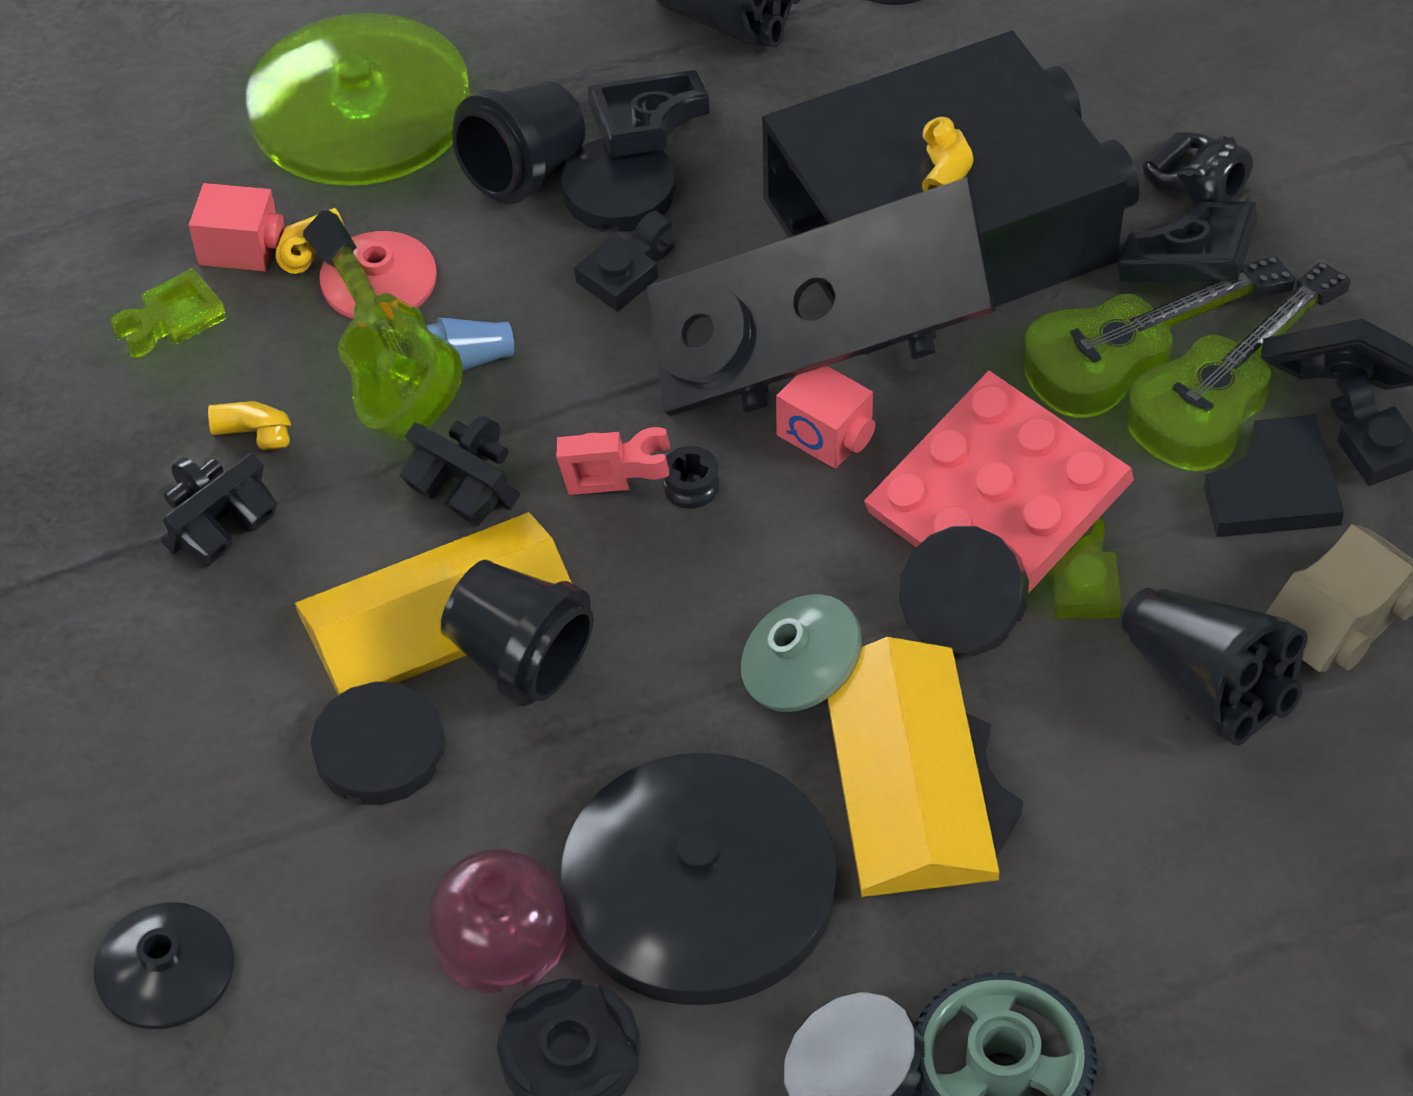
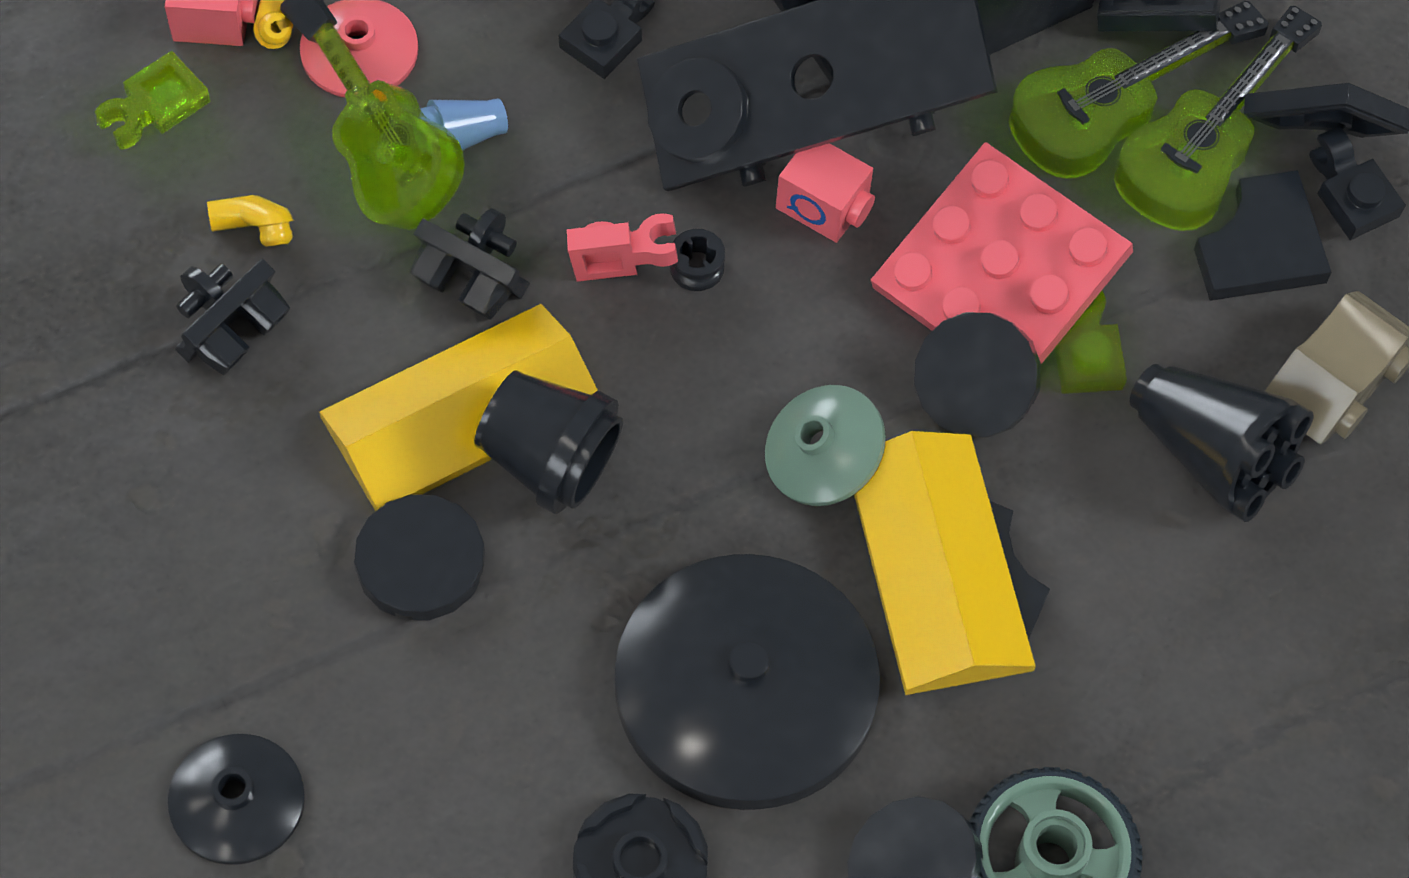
camera: 10 degrees left, 10 degrees up
(497, 920) = (559, 738): clear pink cylinder -> none

